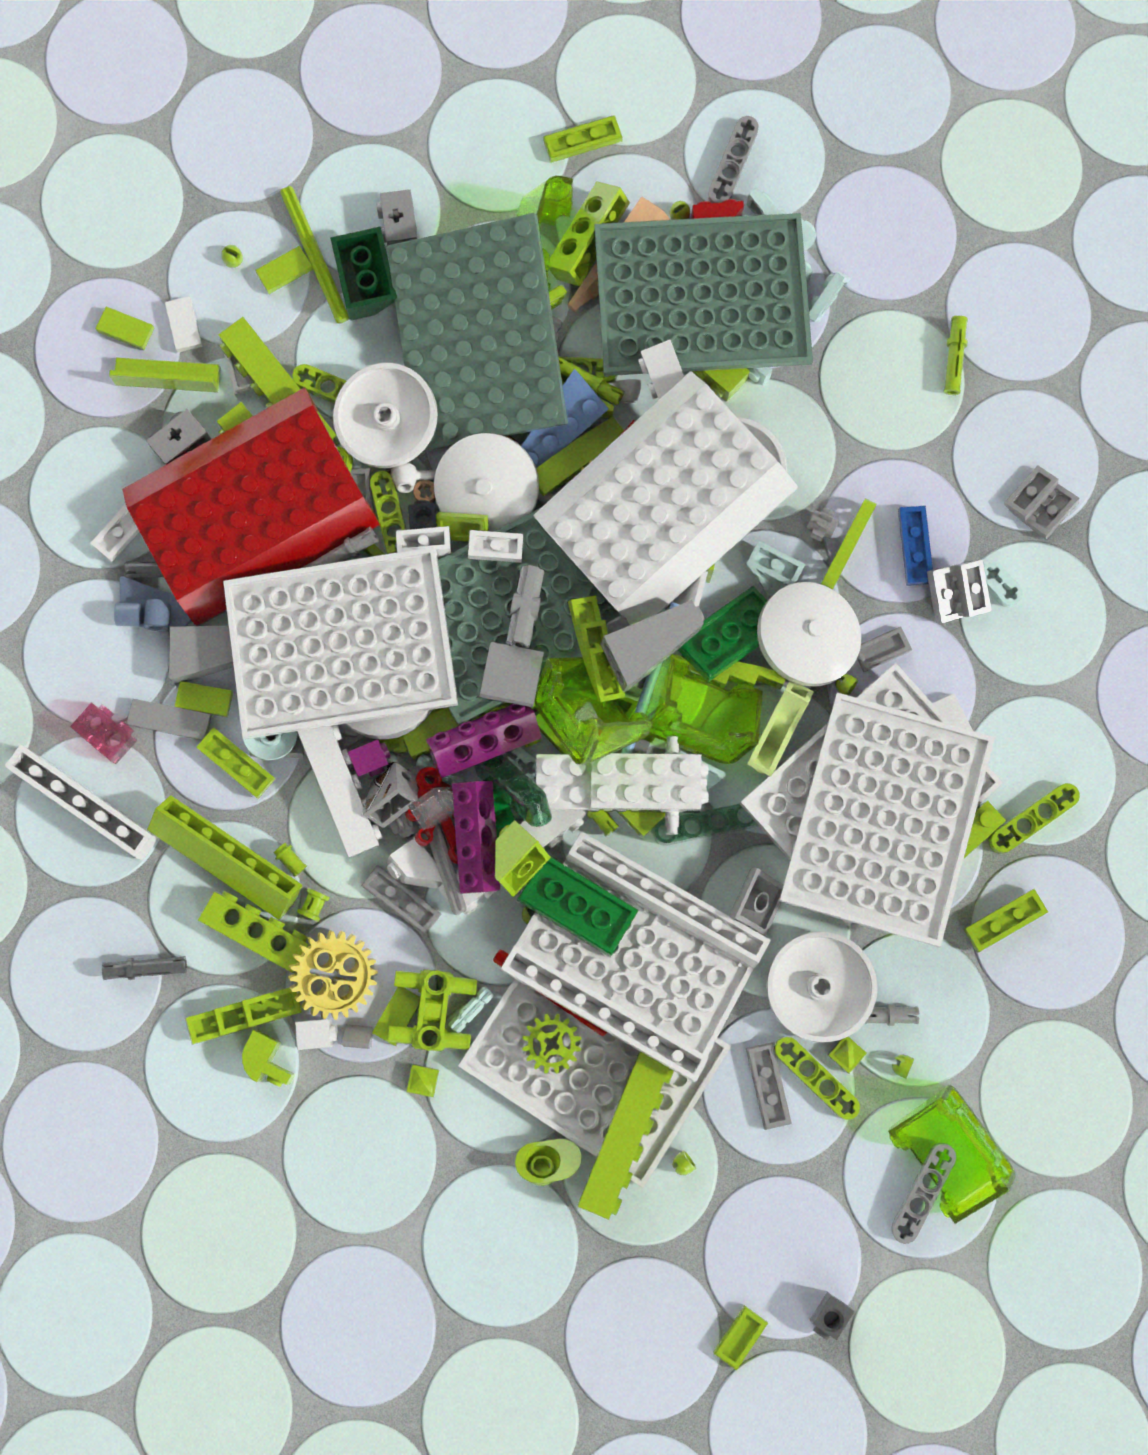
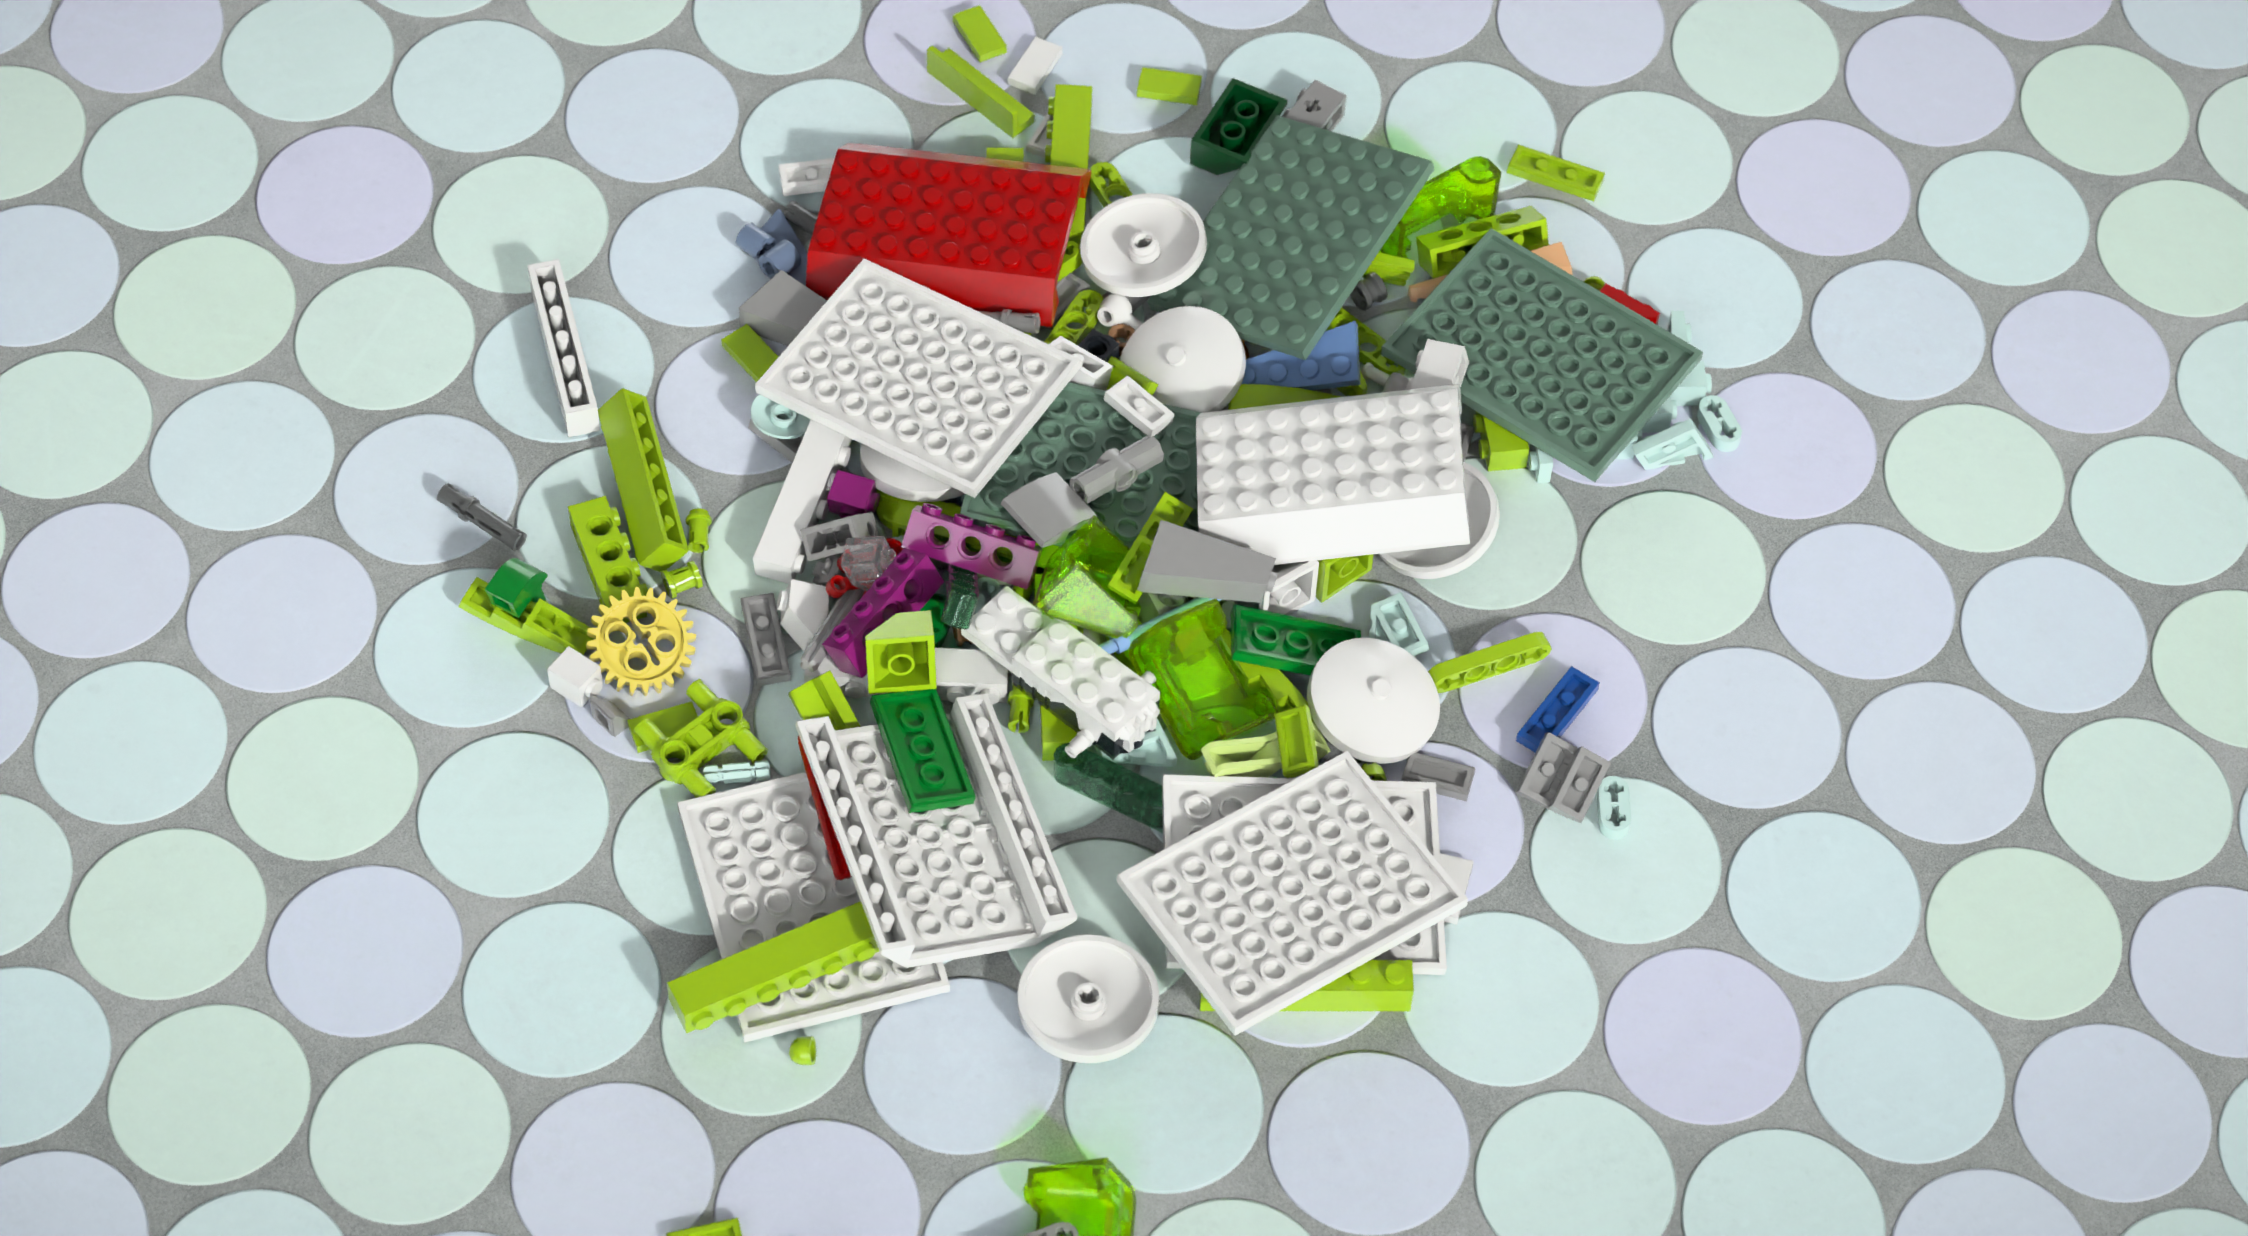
camera: 40 degrees right, 25 degrees down
(101, 736) = (638, 313): clear pink brick -> none
(168, 719) = (706, 348): light grey tile -> none
(187, 428) = (939, 136): light grey brick -> none
(222, 1008) = (515, 586): none -> green brick
(228, 259) = (1127, 45): lime hinge -> none
(235, 763) = (729, 421): lime plate -> none
(258, 1058) = (508, 659): lime brick -> none
(314, 254) = (1210, 88): lime axle -> none
(423, 1080) = (632, 796): lime tile -> none
(489, 926) = (821, 699): none -> lime panel
(548, 1161) = (674, 941): lime piece -> none
(562, 1050) = (782, 842): lime gear -> none
(598, 384) = (1368, 358): lime pin -> none
(731, 161) = (1689, 289): light grey beam -> none
(757, 901) = (1093, 882): light grey slope -> none
(768, 1086) = (952, 1053): light grey tile -> none
(798, 709) = (1296, 741): none -> lime tile
(814, 1080) = (1008, 1081): lime beam -> none
(822, 524) = (1479, 625): light grey gear -> none
(836, 251) = (1725, 421): none -> light aqua beam
(847, 1054) = (1057, 1085): lime tile -> none
(894, 1015) = (1134, 1084): light grey pin -> none
(904, 1067) = (1103, 1137): lime hinge -> none
(955, 354) = (1766, 578): lime pin -> none
(1005, 920) = (1332, 1090): lime plate -> none
(1032, 816) = (1450, 1023): lime beam -> none
(1041, 502) = (1726, 770): light grey slope -> none

